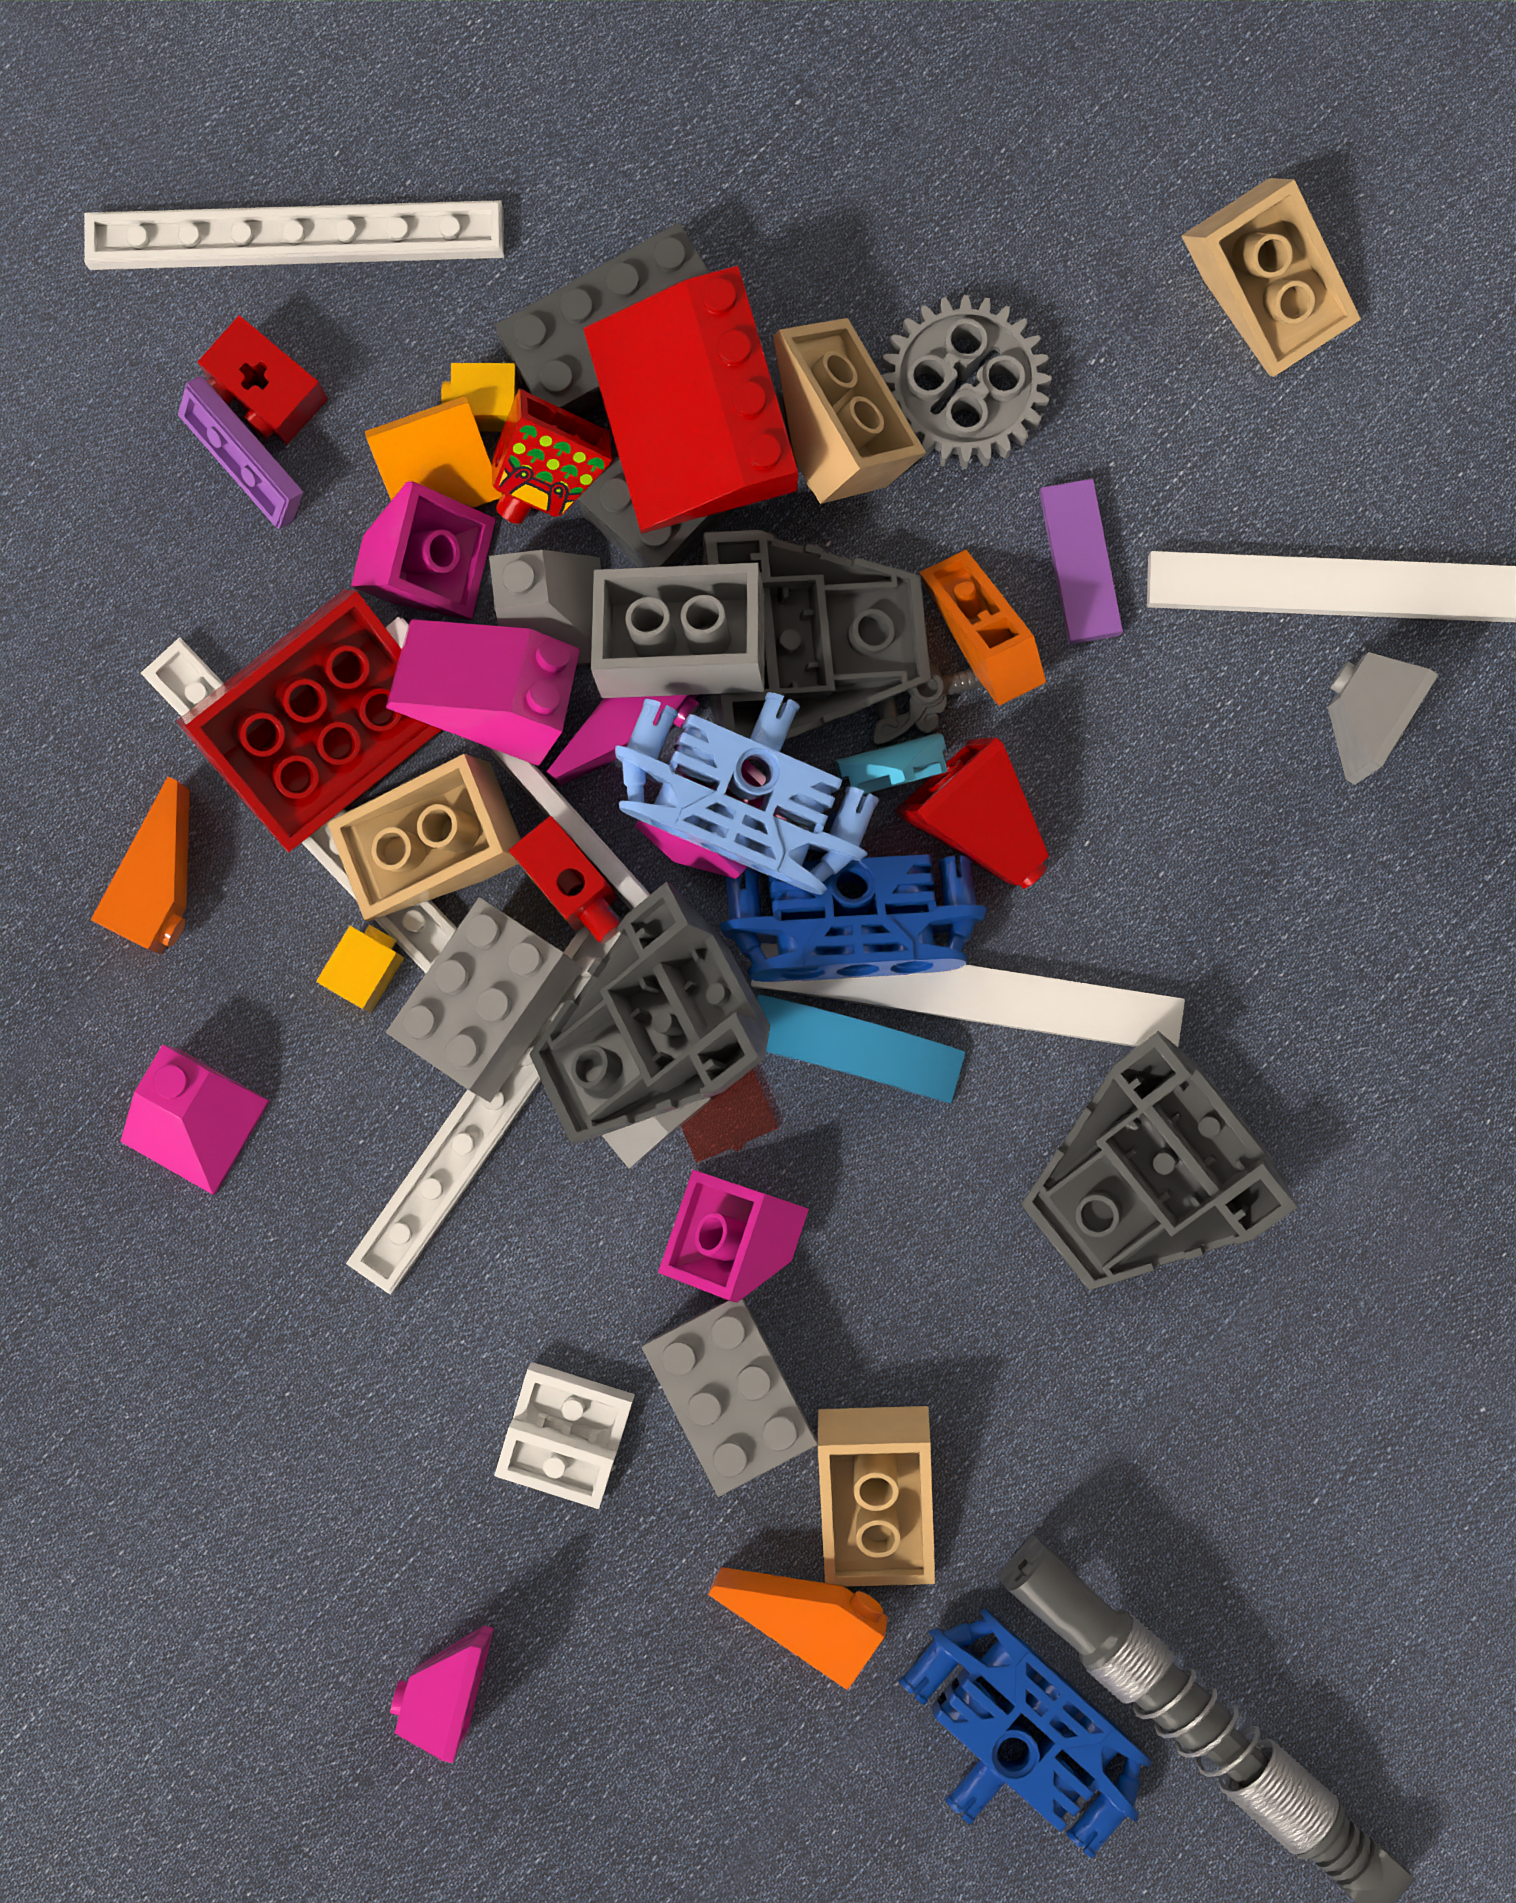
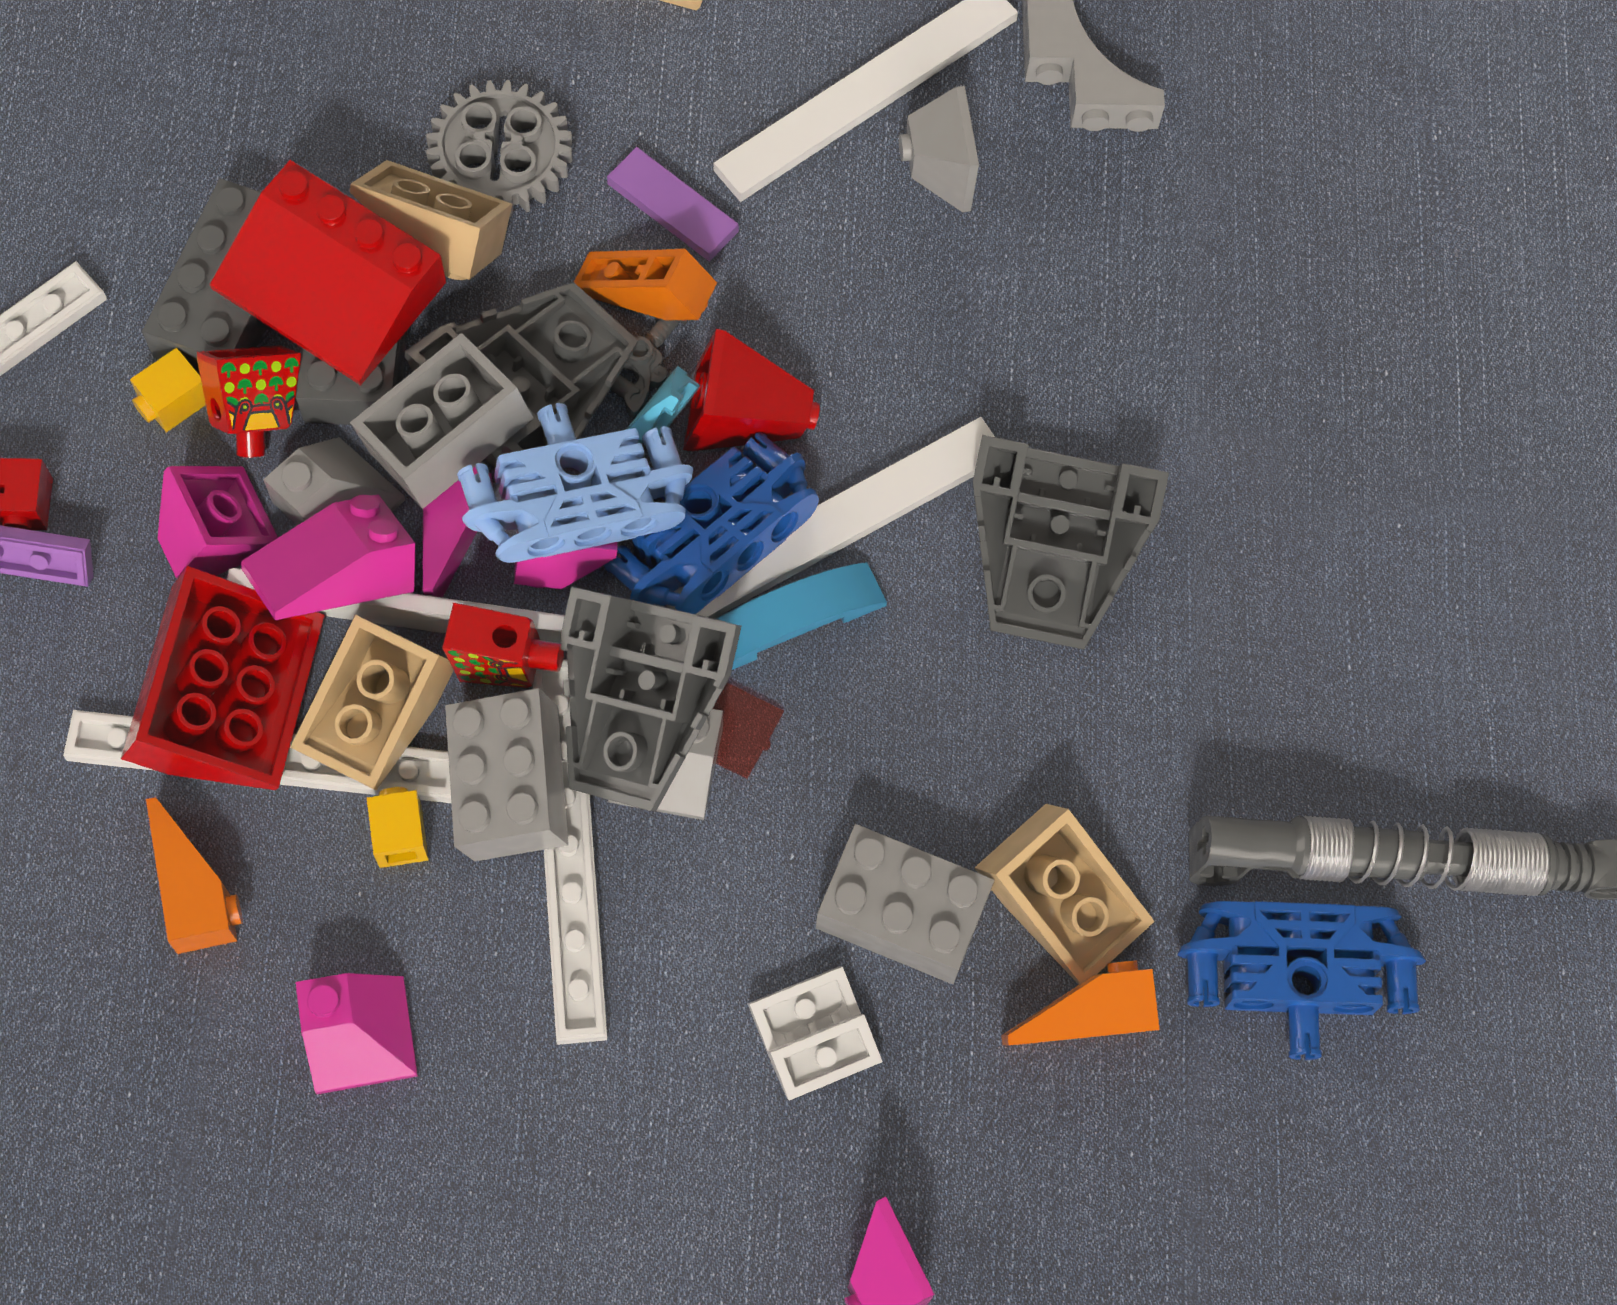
camera: 45 degrees left, 15 degrees down
(435, 450) = (163, 437): light orange tile -> none
(730, 1237) = (812, 798): dark pink slope -> none

